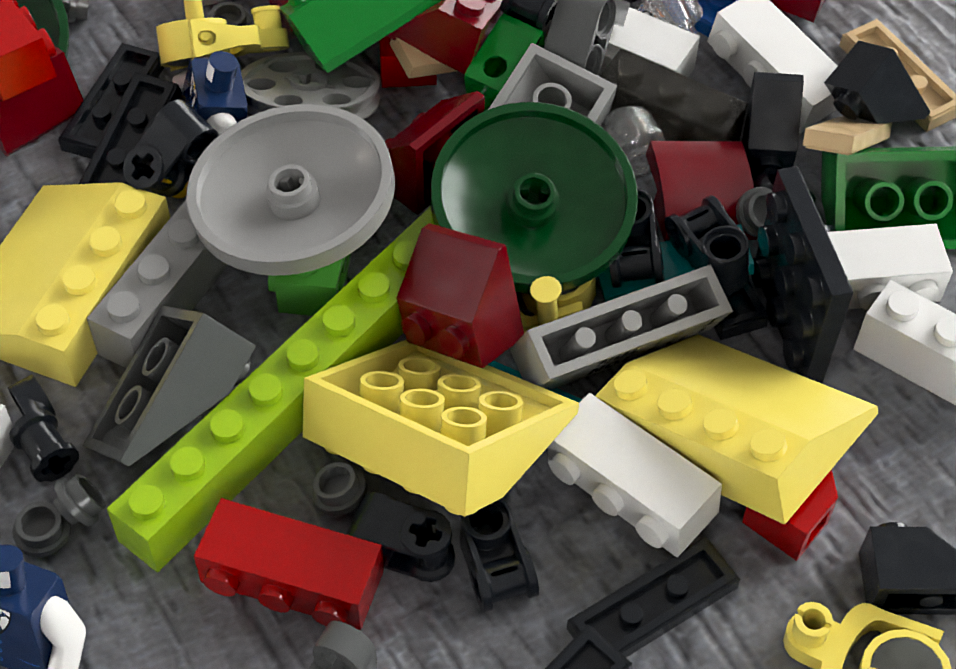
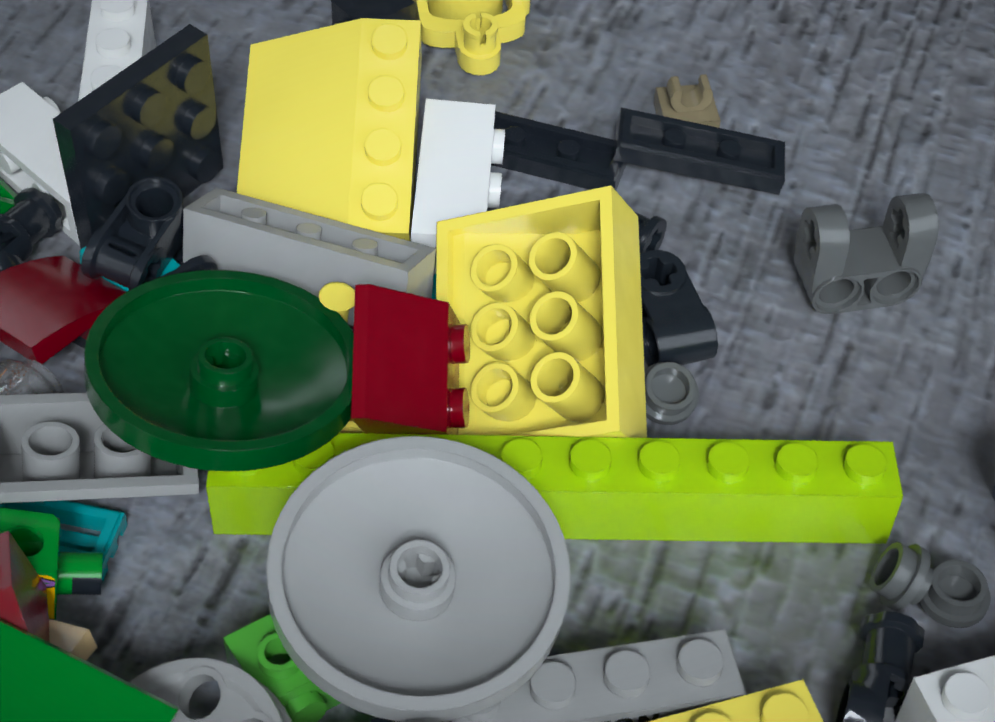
camera: 130 degrees left, 5 degrees down
(172, 379) = (736, 564): dark grey slope -> none
(289, 564) = (776, 367): red brick -> none
(419, 145) = (181, 564): dark red slope -> none
(752, 209) = (50, 239): dark grey plate -> none

